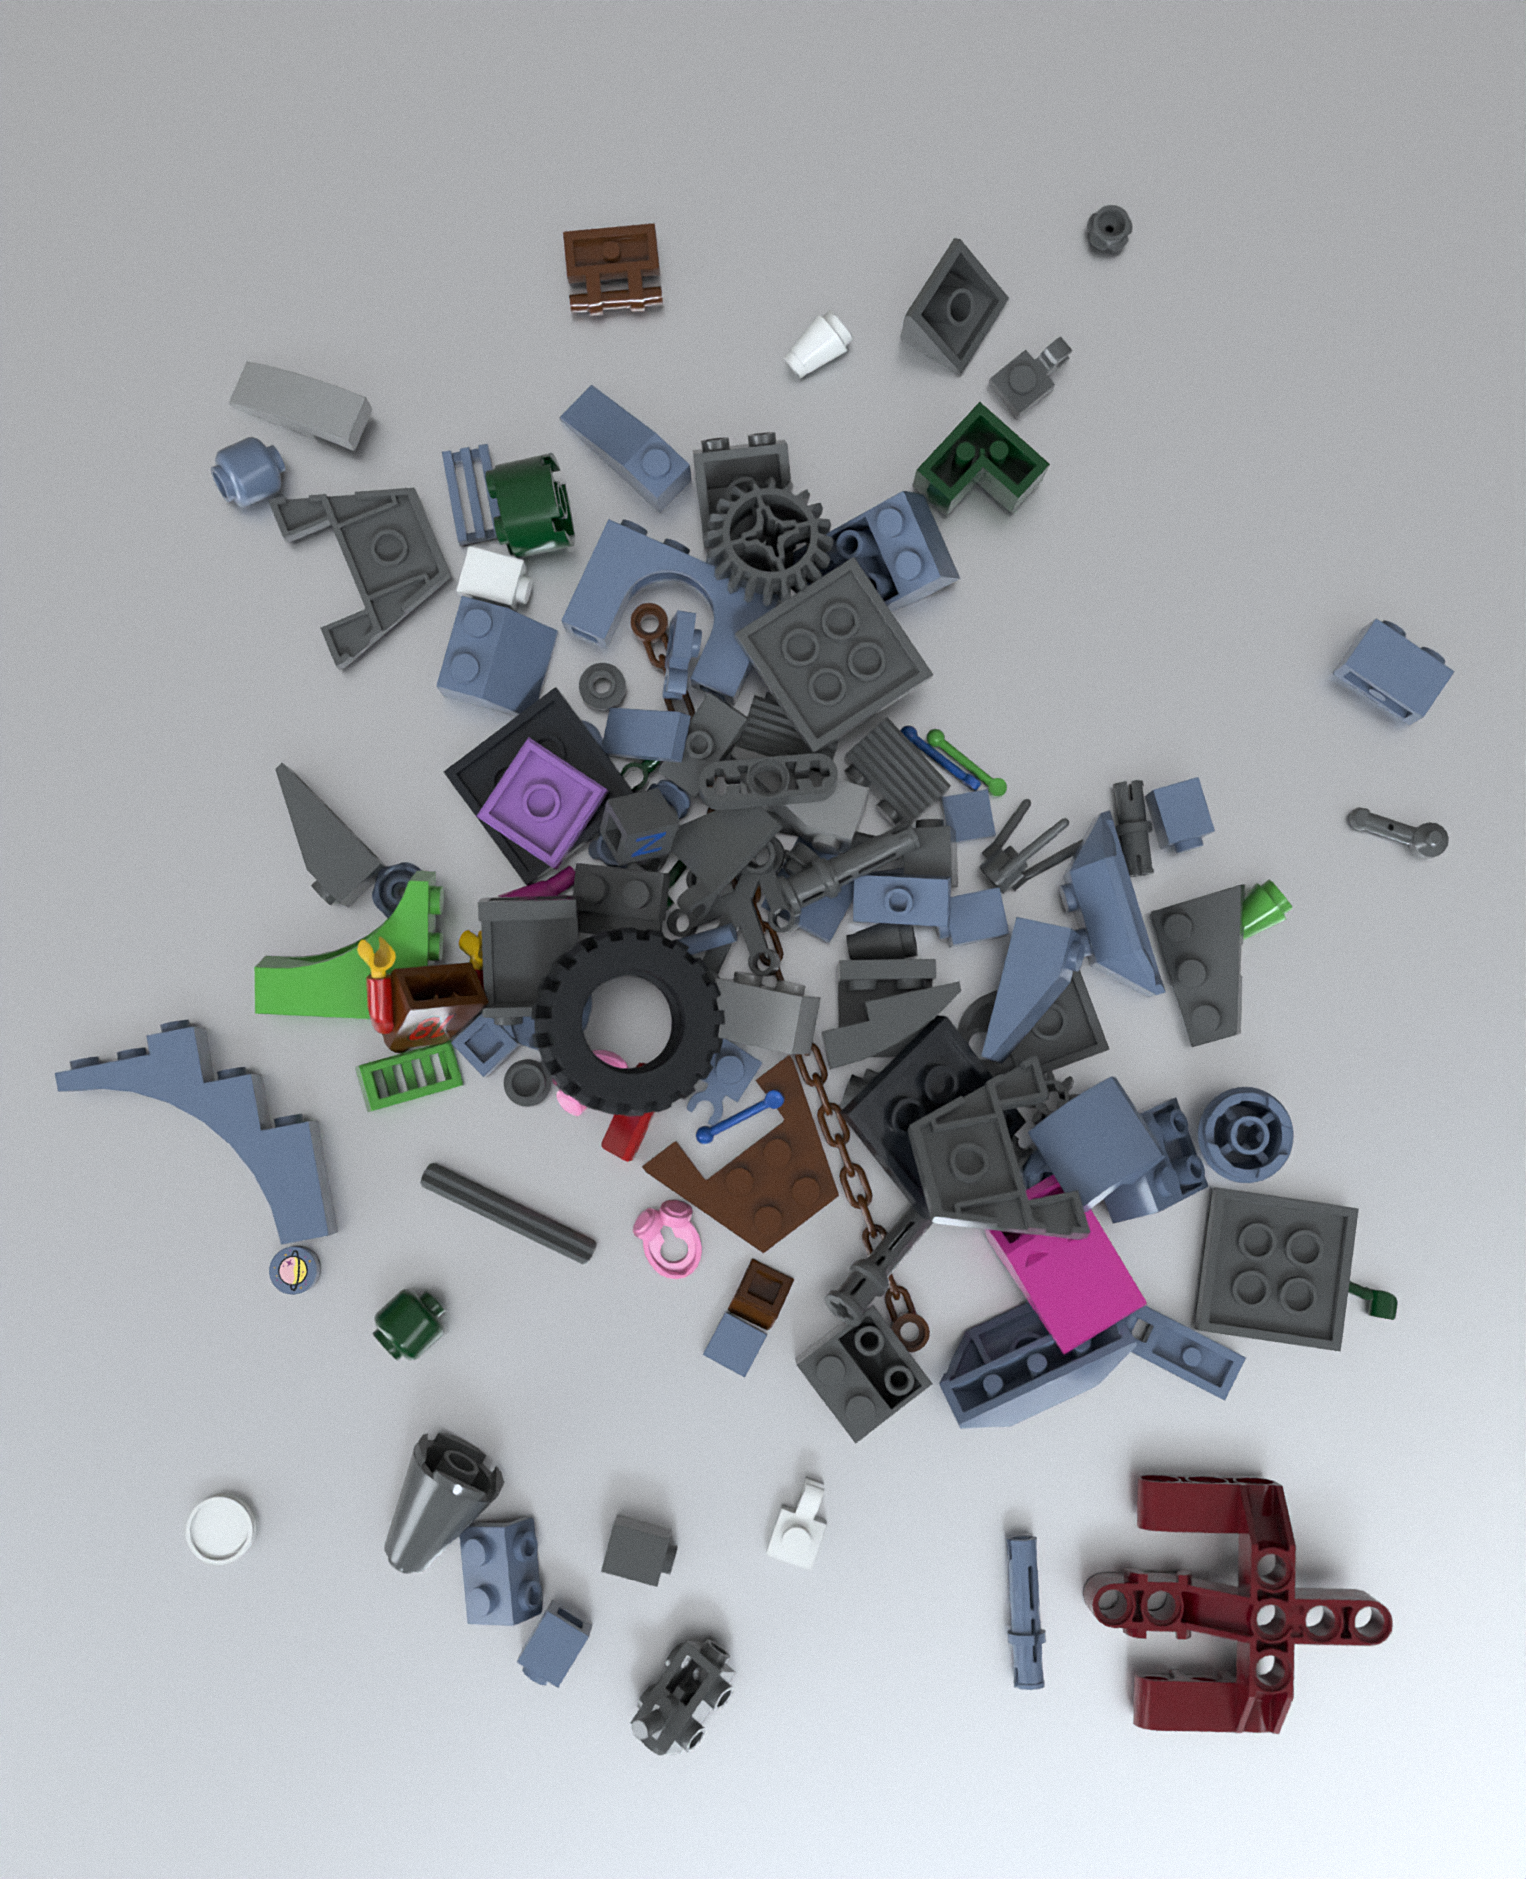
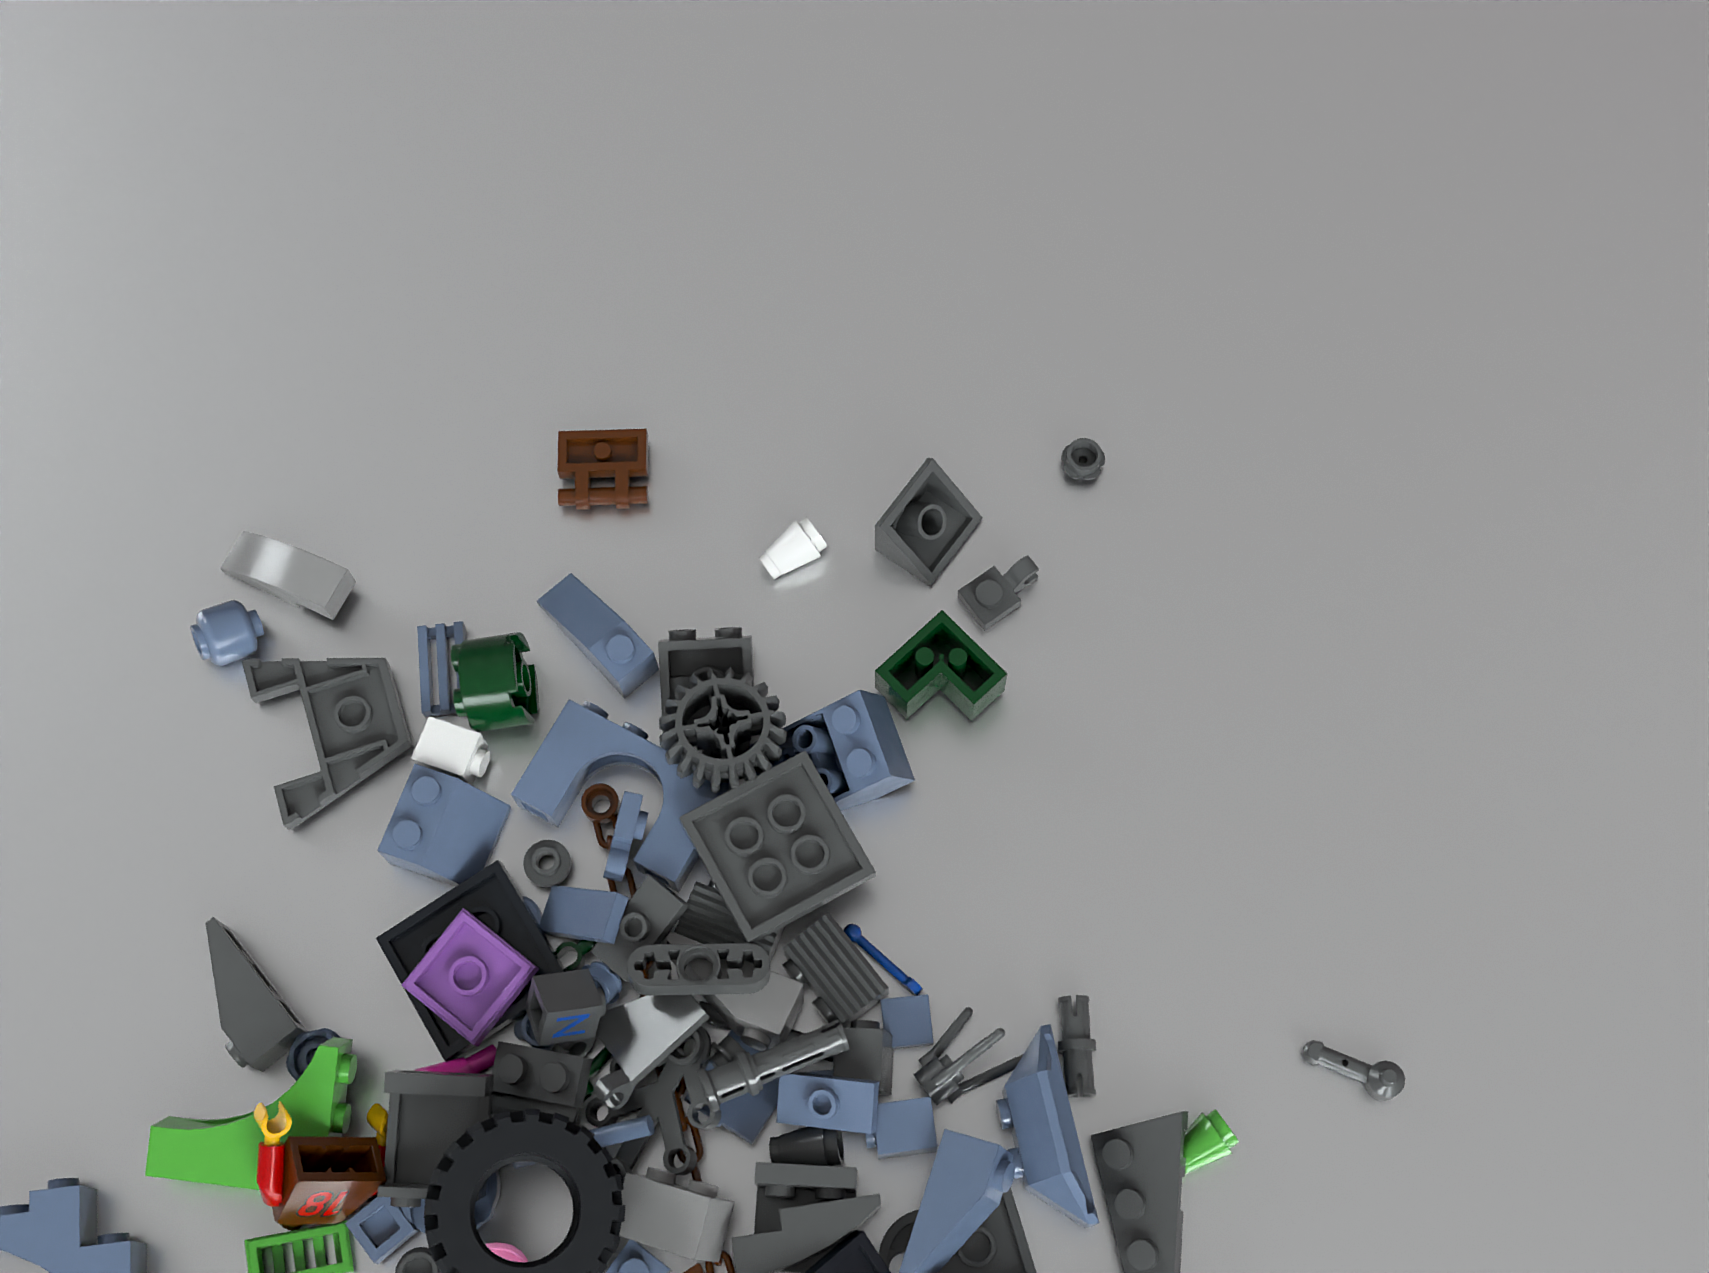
camera: 10 degrees right, 15 degrees down
(996, 787) = (938, 992): bright green hinge -> none
(1180, 815) = (1125, 1035): sand blue brick -> none
(1394, 671) = (1351, 901): sand blue brick -> none

